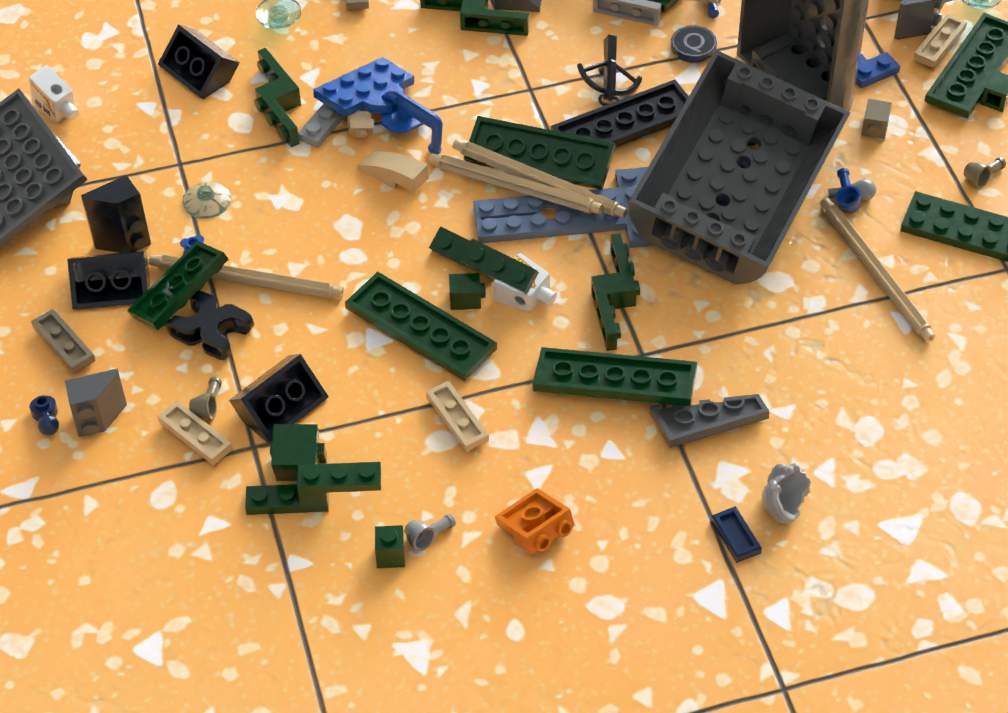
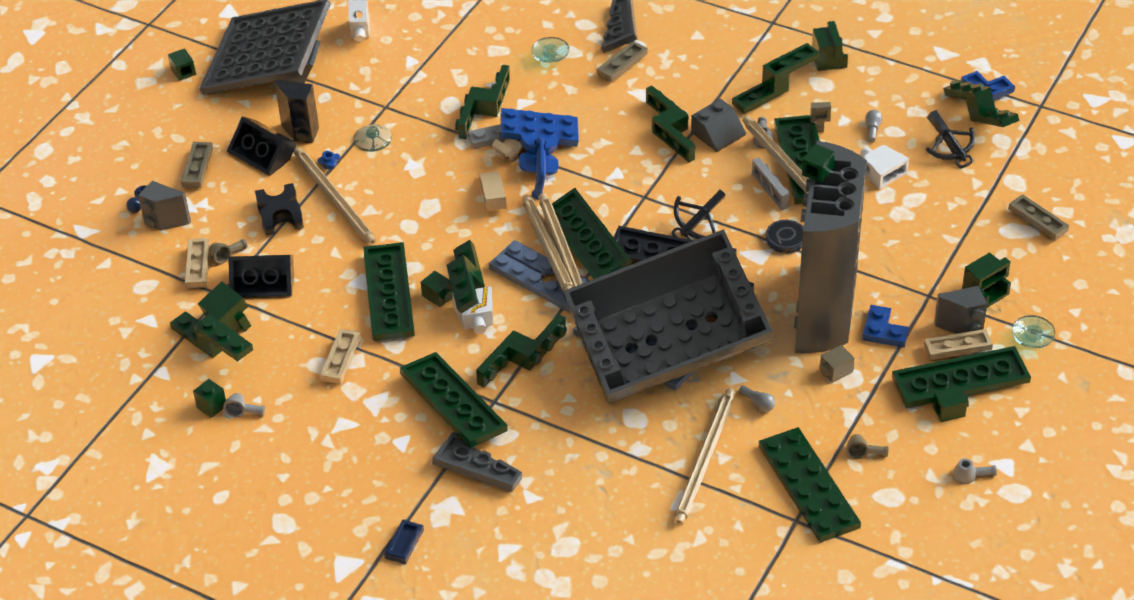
camera: 45 degrees right, 5 degrees down
(178, 285) = (285, 172): dark green plate -> none
(197, 61) = (467, 50): black slope -> none
(536, 521) = (301, 445): orange plate -> none
(785, 492) = (454, 538): light grey hair -> none
(848, 196) = (744, 399): blue bar -> none

